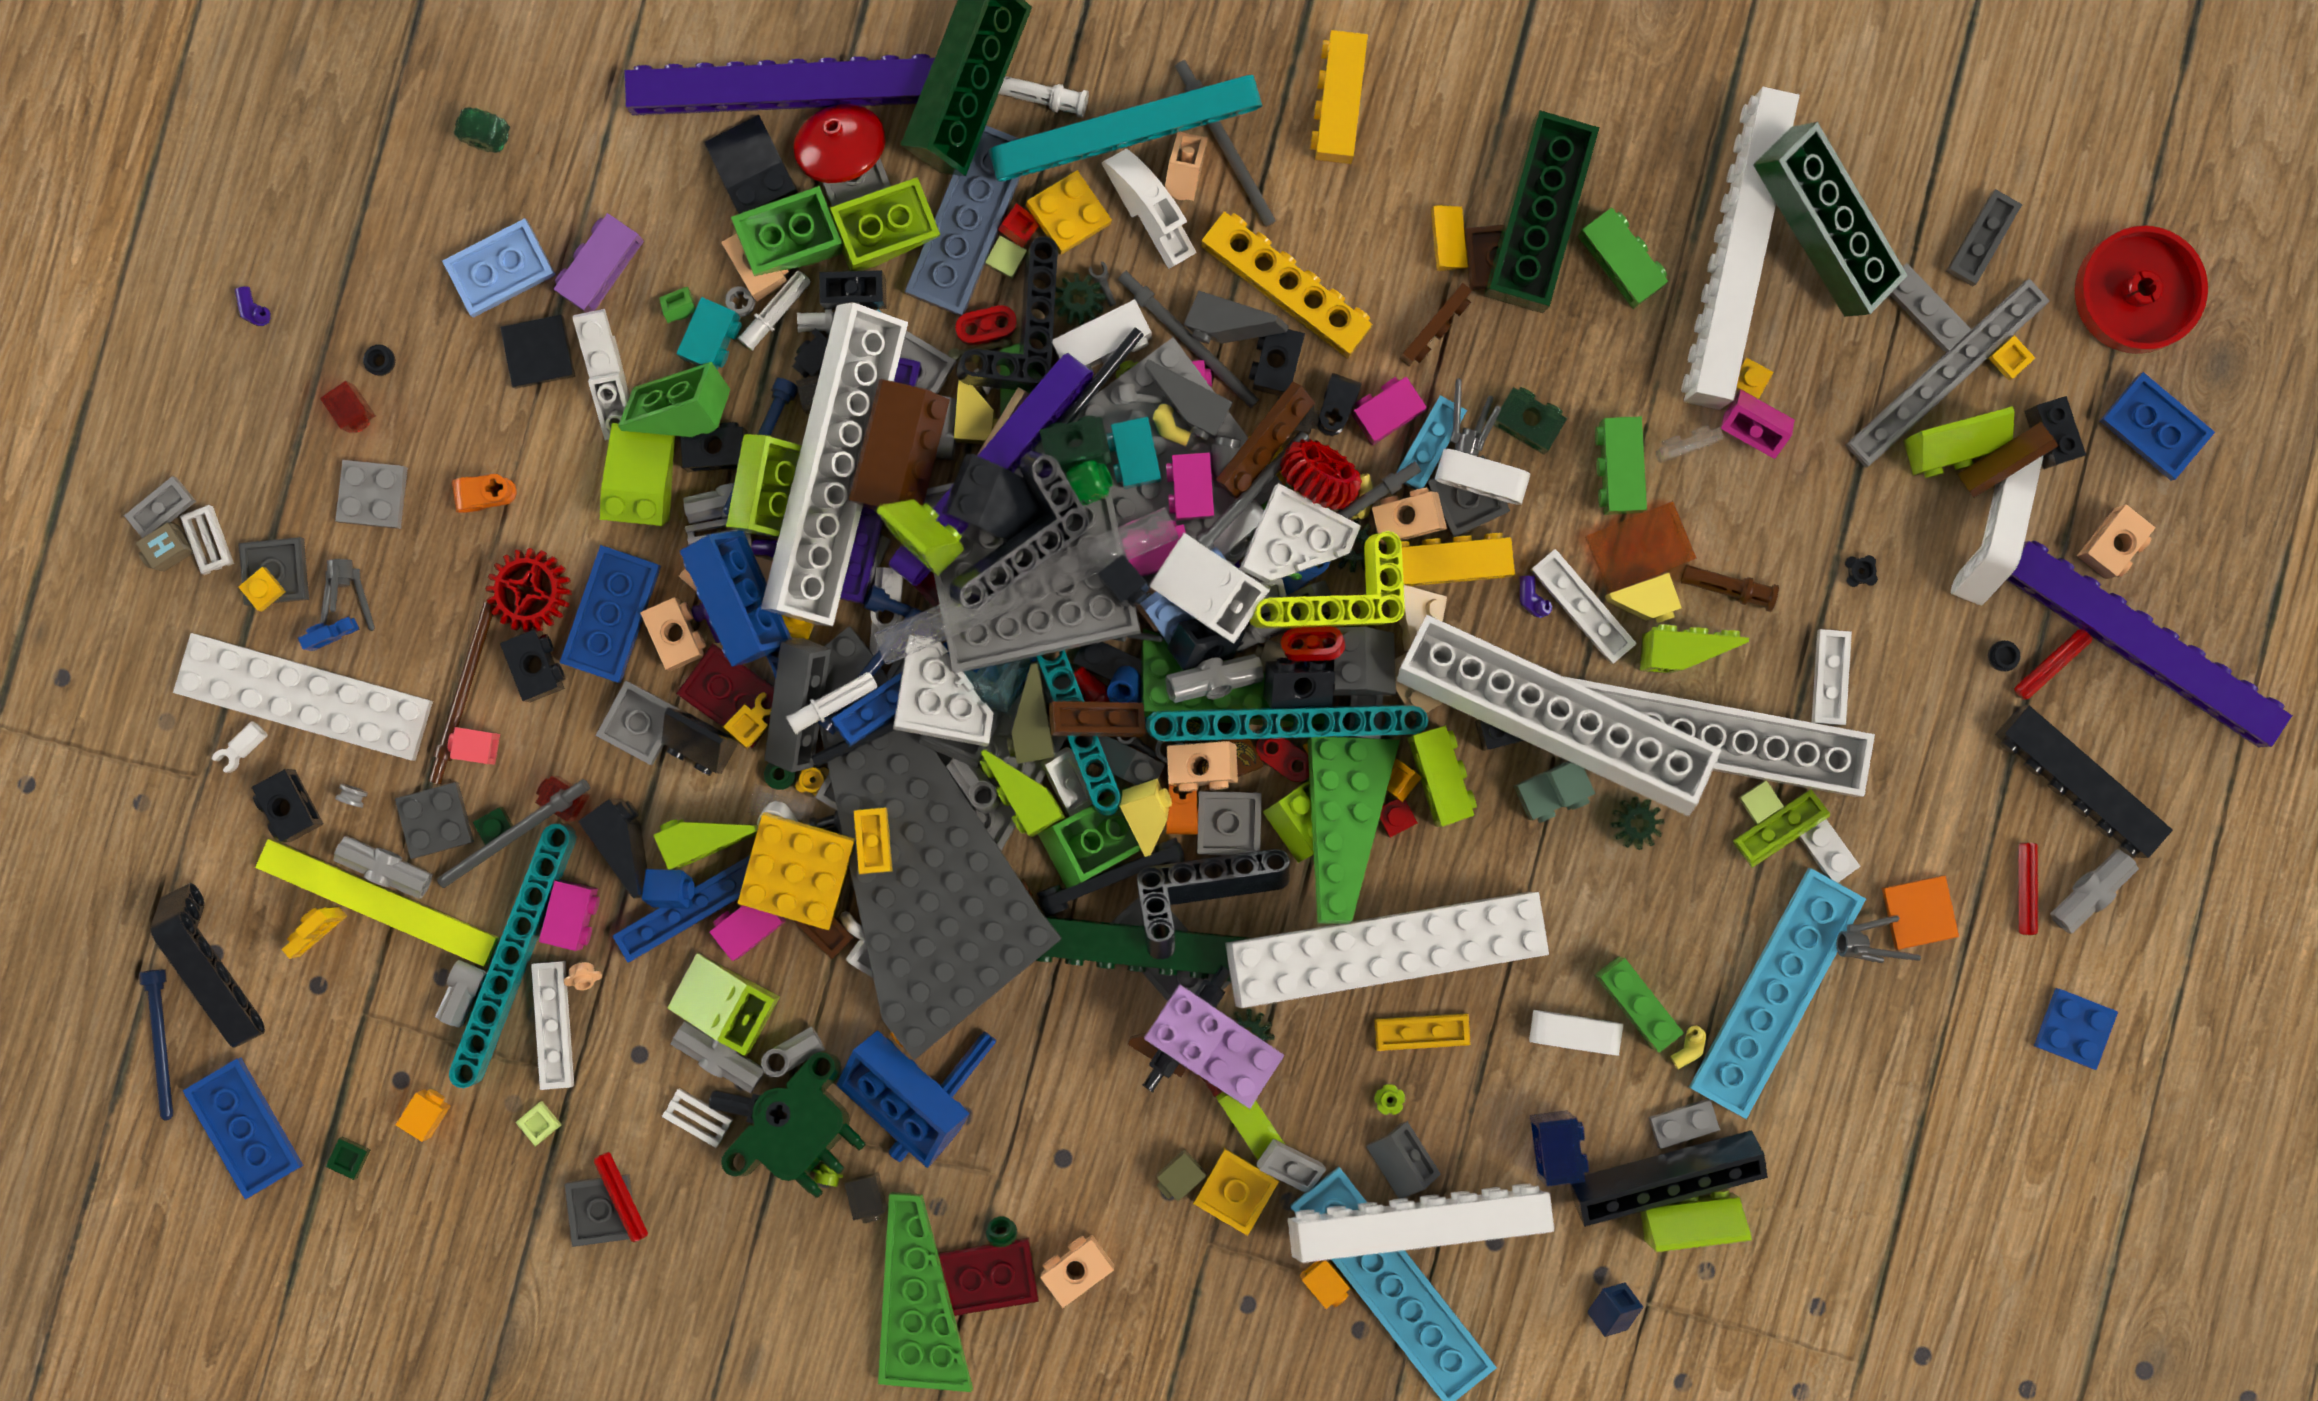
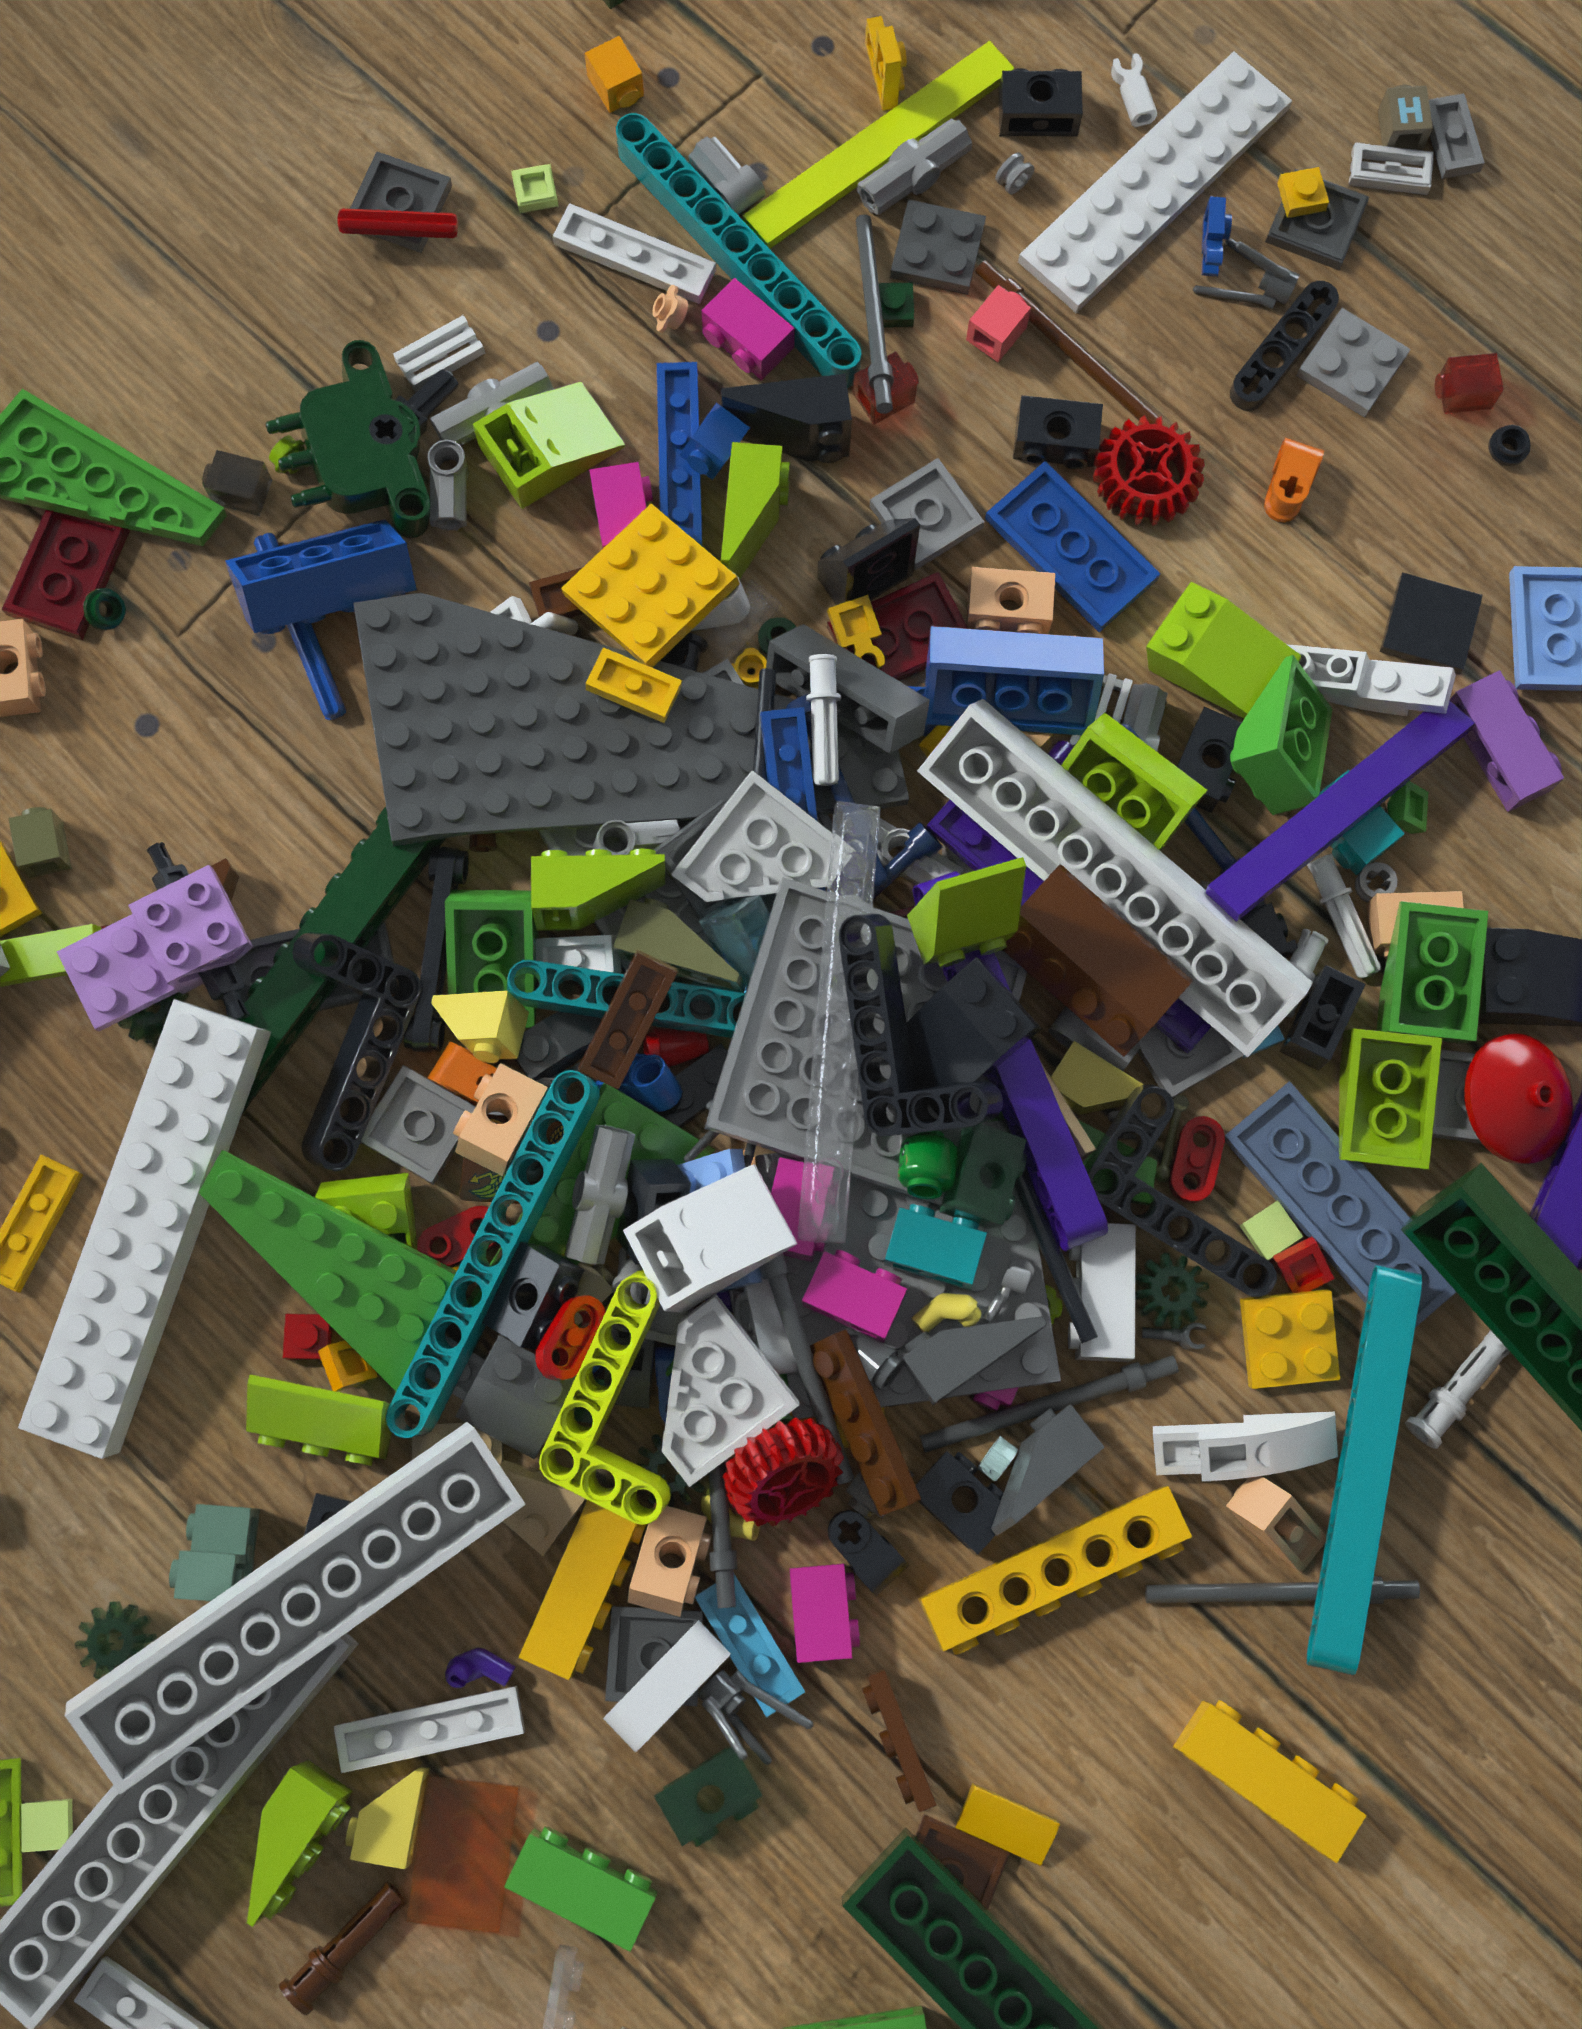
camera: 115 degrees right, 10 degrees down
(384, 545) = (1284, 345): none -> black beam
(710, 345) = (1337, 810): none -> dark purple tile
(1124, 582) = (775, 1136): black brick -> none
(1239, 352) = (997, 1459): none -> light aqua axle

